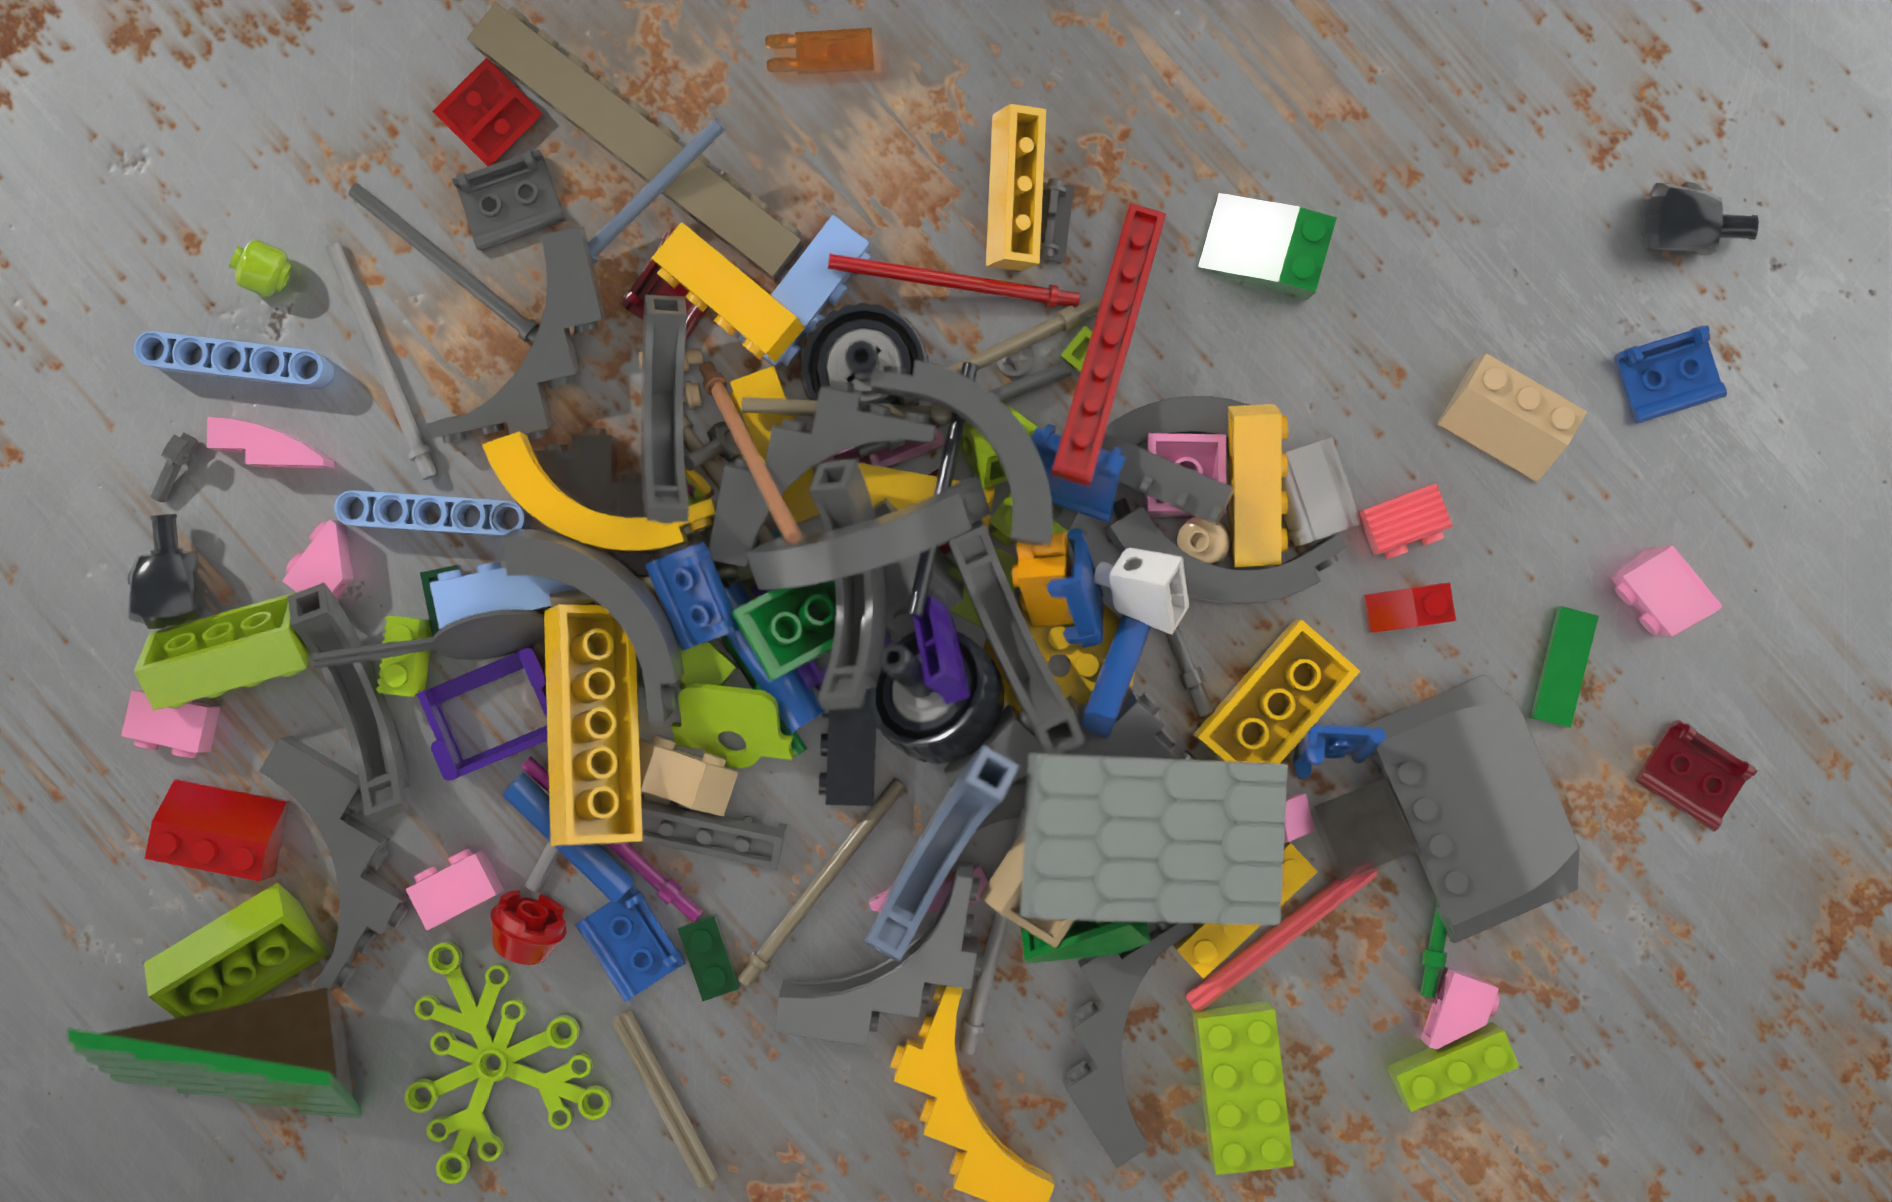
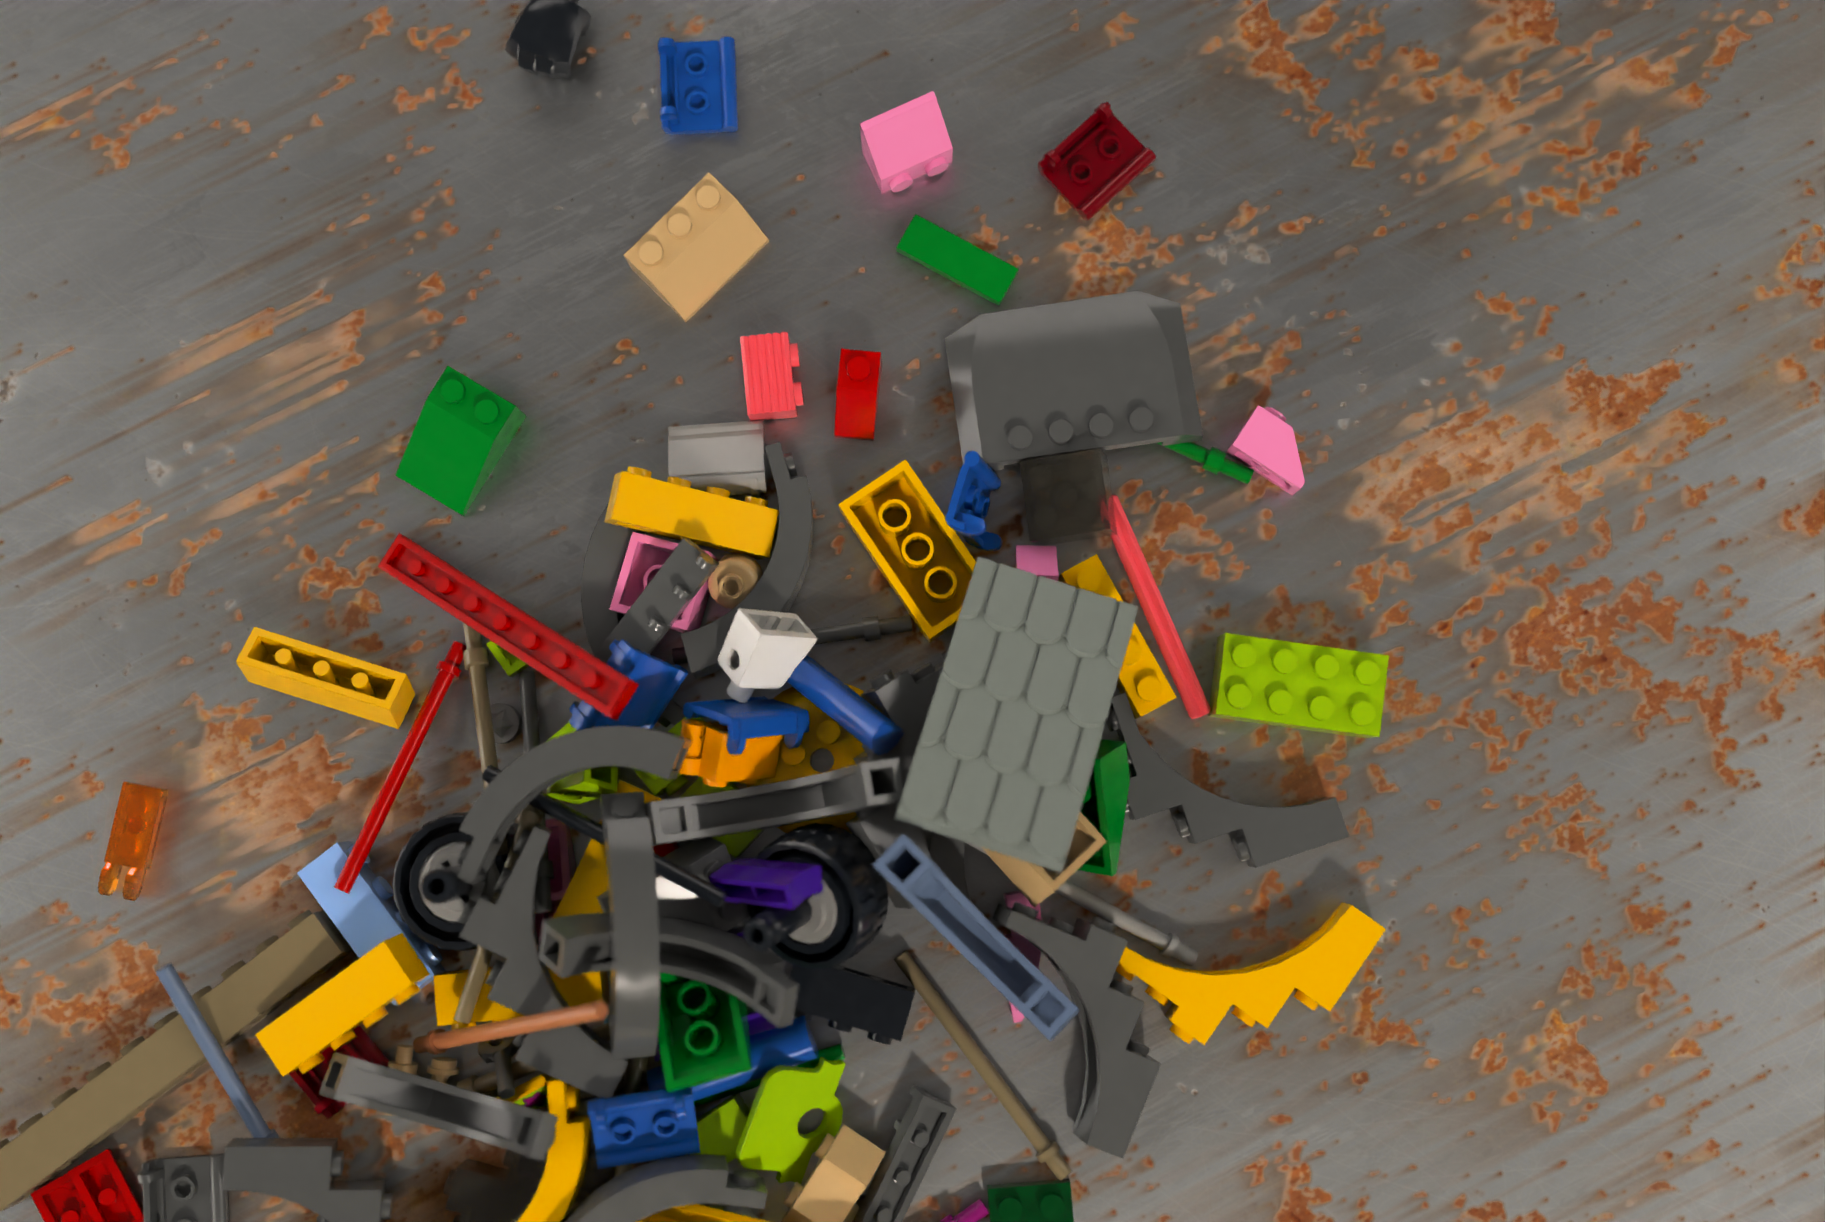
camera: 70 degrees left, 5 degrees down
(1055, 219) = (372, 646): dark grey hinge -> none
(1452, 1068) = (1327, 470): lime brick -> none

